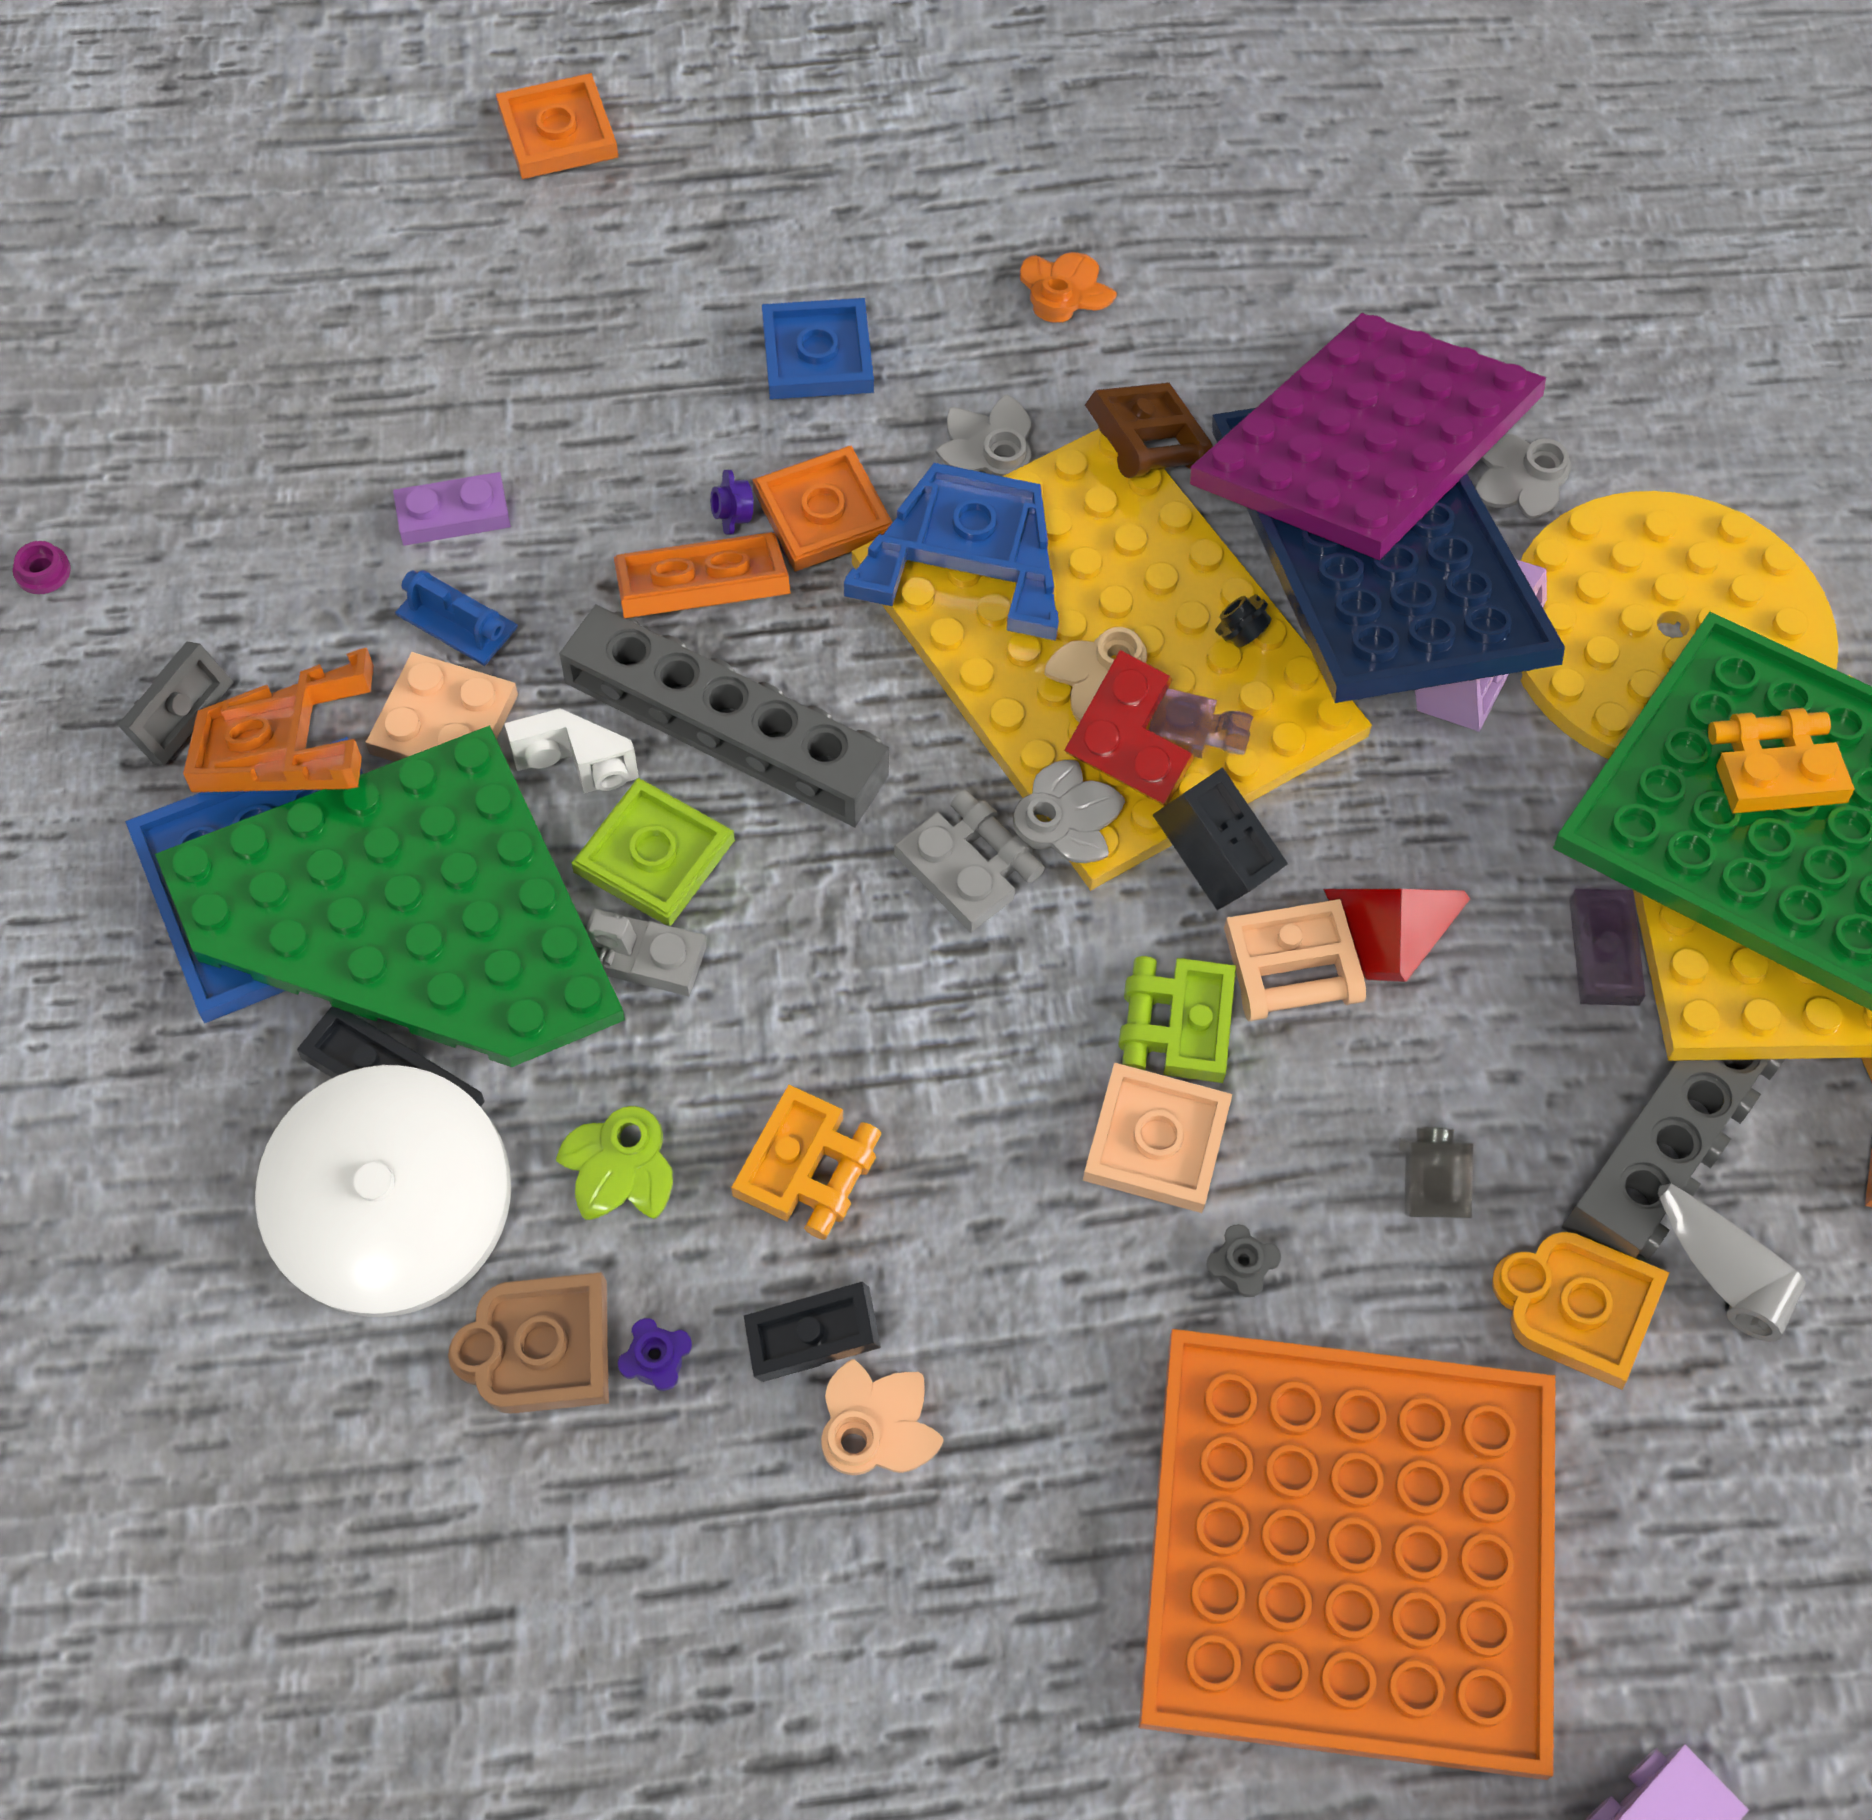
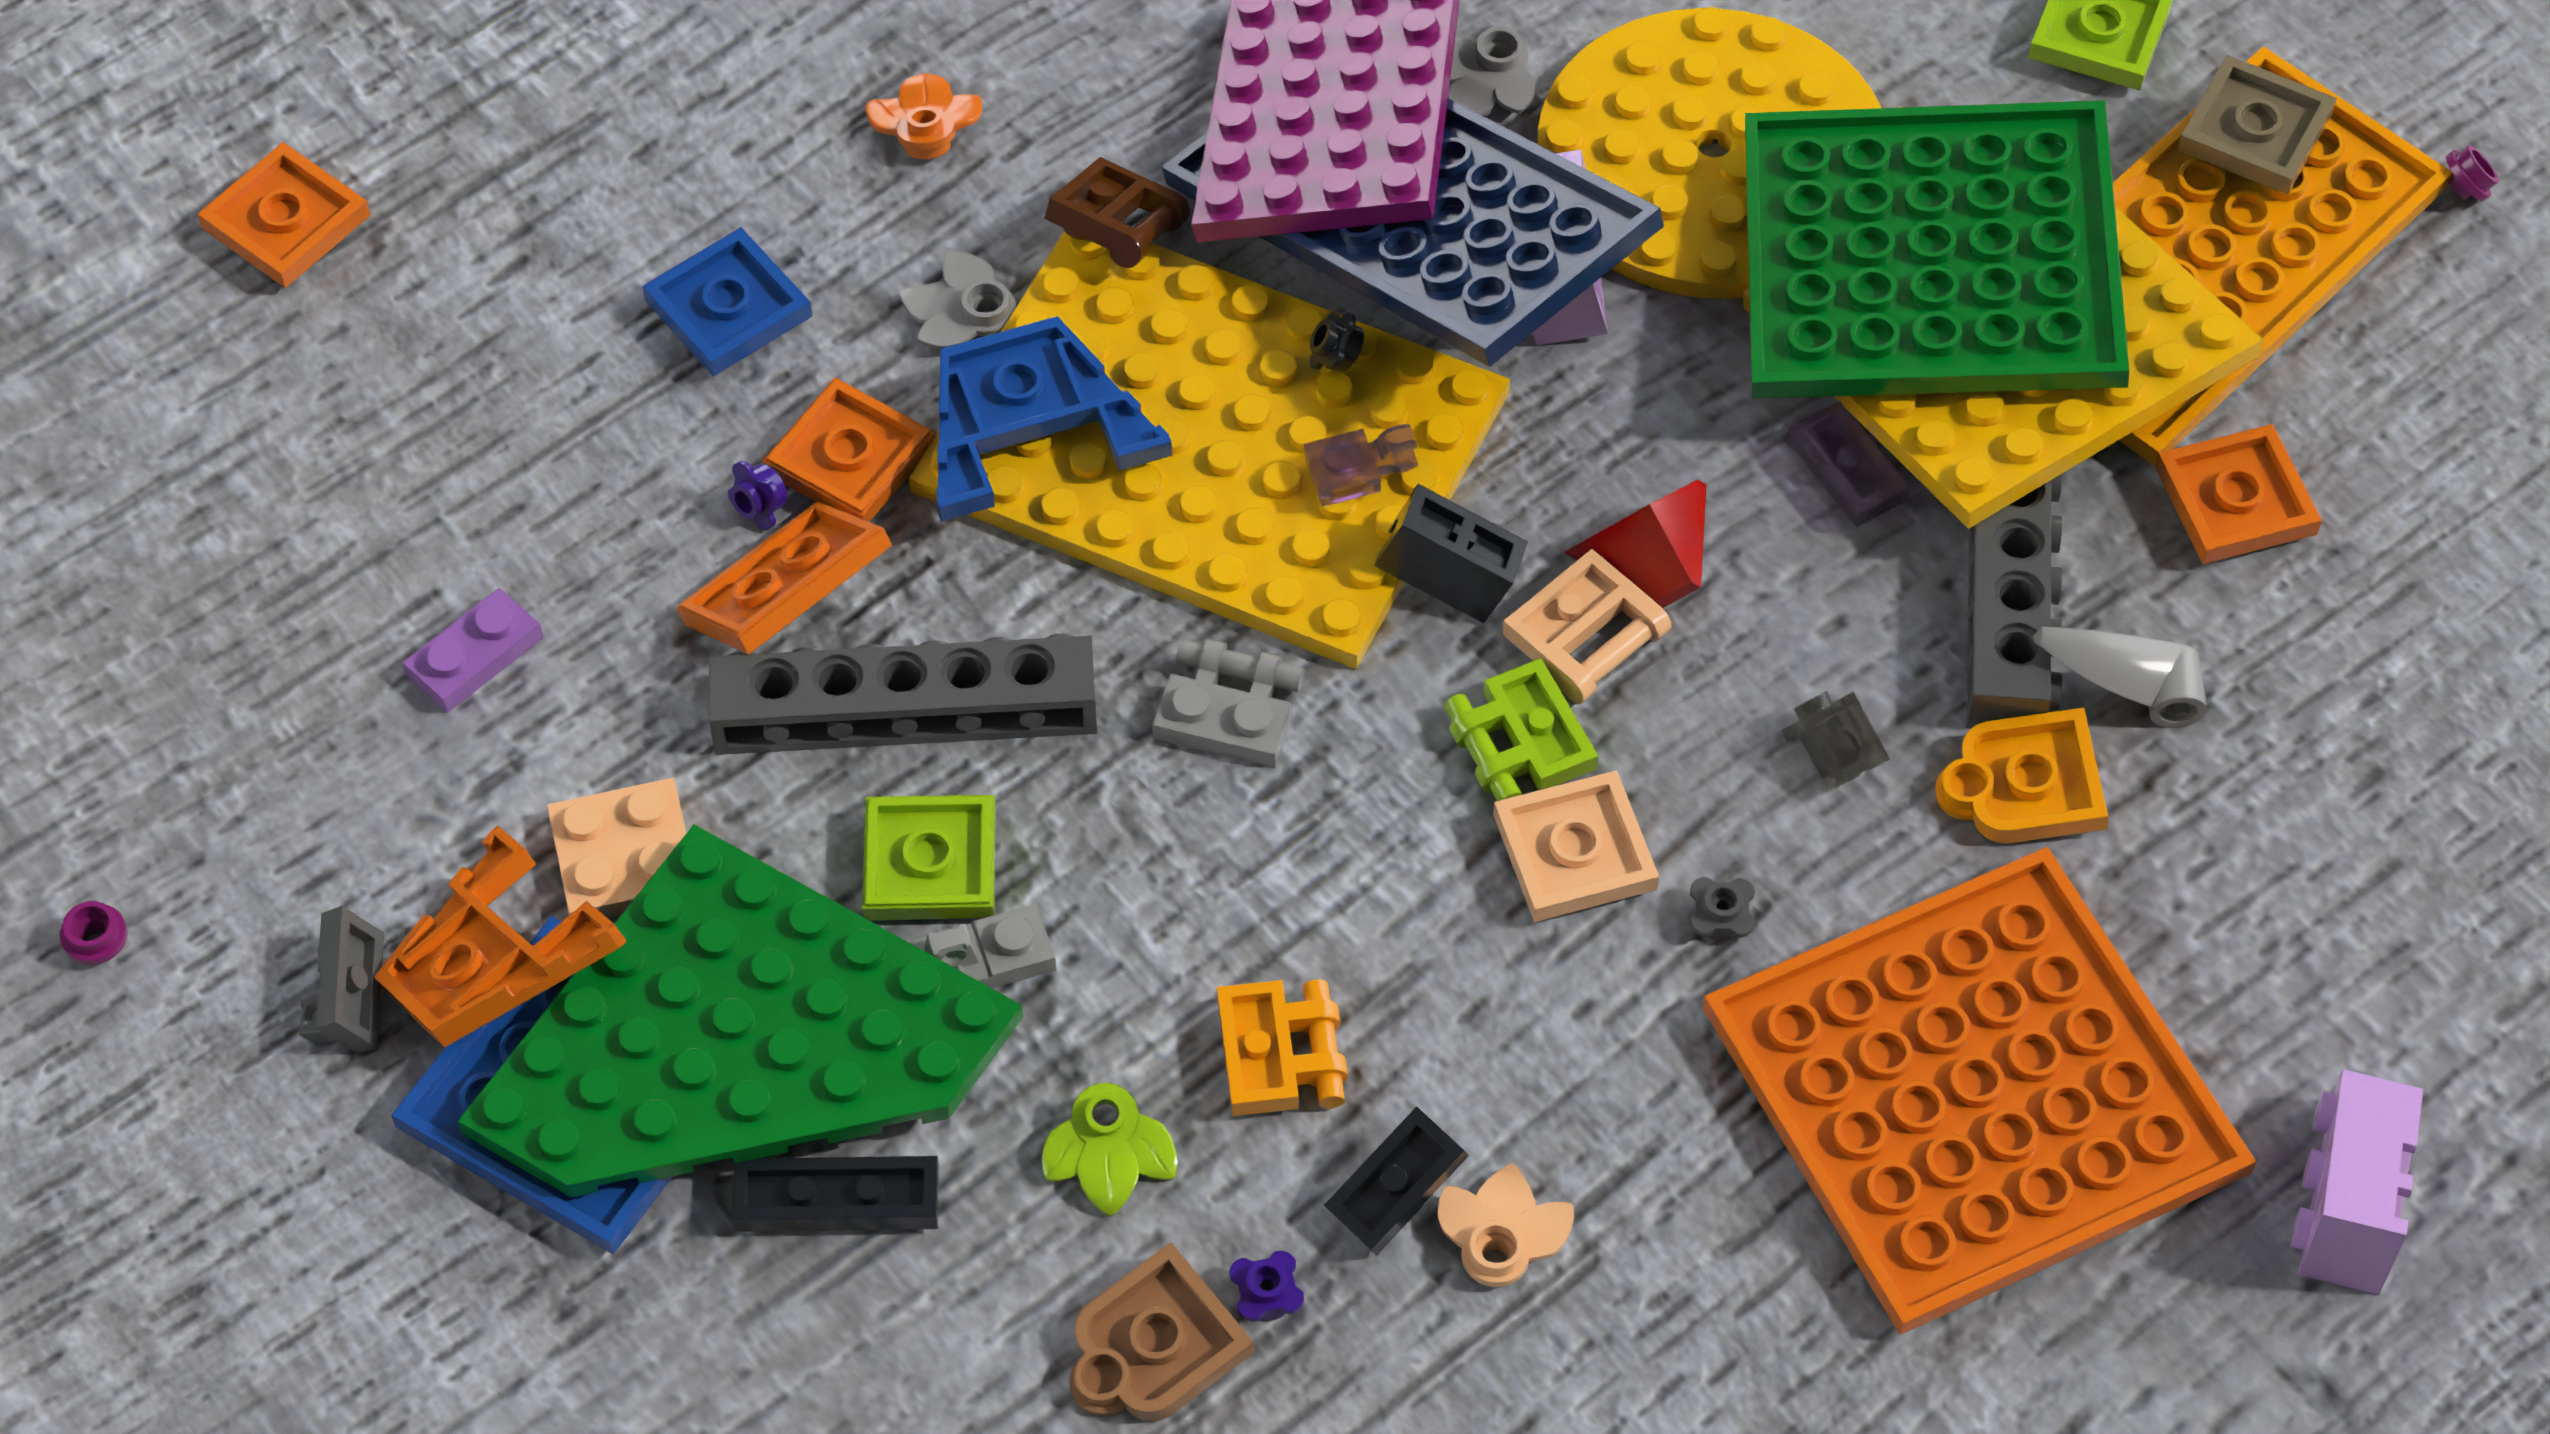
camera: 30 degrees left, 5 degrees down
(383, 1191) = (911, 1293): white dish -> none
(453, 617) = (562, 750): blue hinge -> none
(600, 756) = (800, 797): white slope -> none
(1075, 811) = (1301, 601): light grey plate -> none
(1087, 663) = (1245, 469): tan plate -> none
(1115, 734) = (1297, 515): red plate -> none
(1782, 776) = (1906, 228): light orange plate -> none

